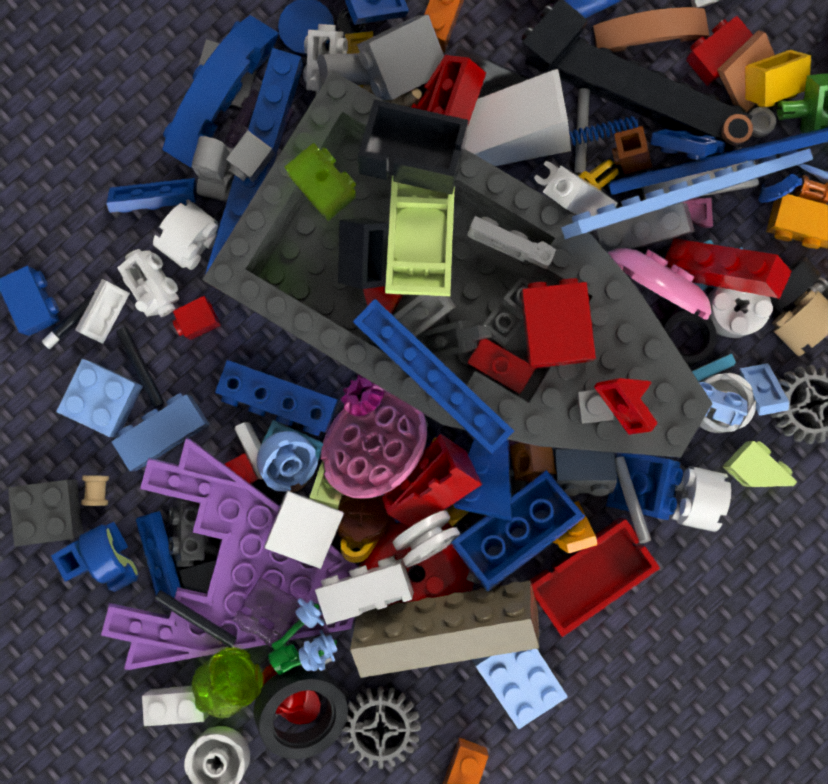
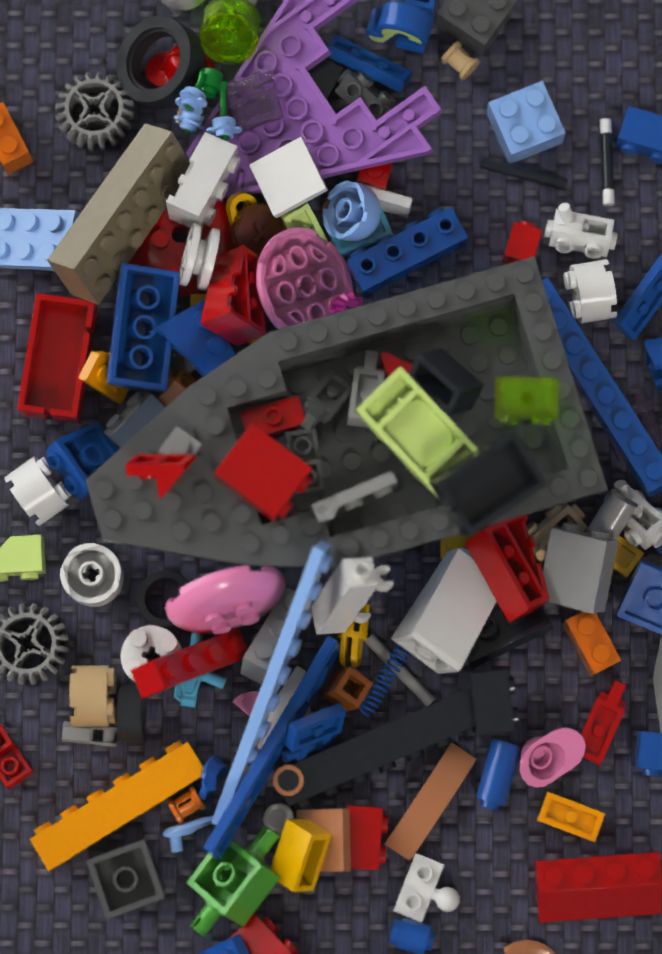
camera: 130 degrees right, 5 degrees down
(102, 311) = (591, 181): white plate -> none
(159, 431) = (460, 144): medium blue brick -> none
(195, 618) = (296, 45): black bar -> none
(212, 168) = (625, 358): light grey piece -> none
(249, 157) = (602, 380): light grey brick -> none
(433, 376) = (309, 351): blue plate -> none
(632, 500) = (80, 434): light grey bar -> none
(714, 367) = (128, 586): medium azure tile -> none
(728, 406) = (89, 567): light blue hinge -> none
(766, 389) = (73, 616): light blue plate -> none

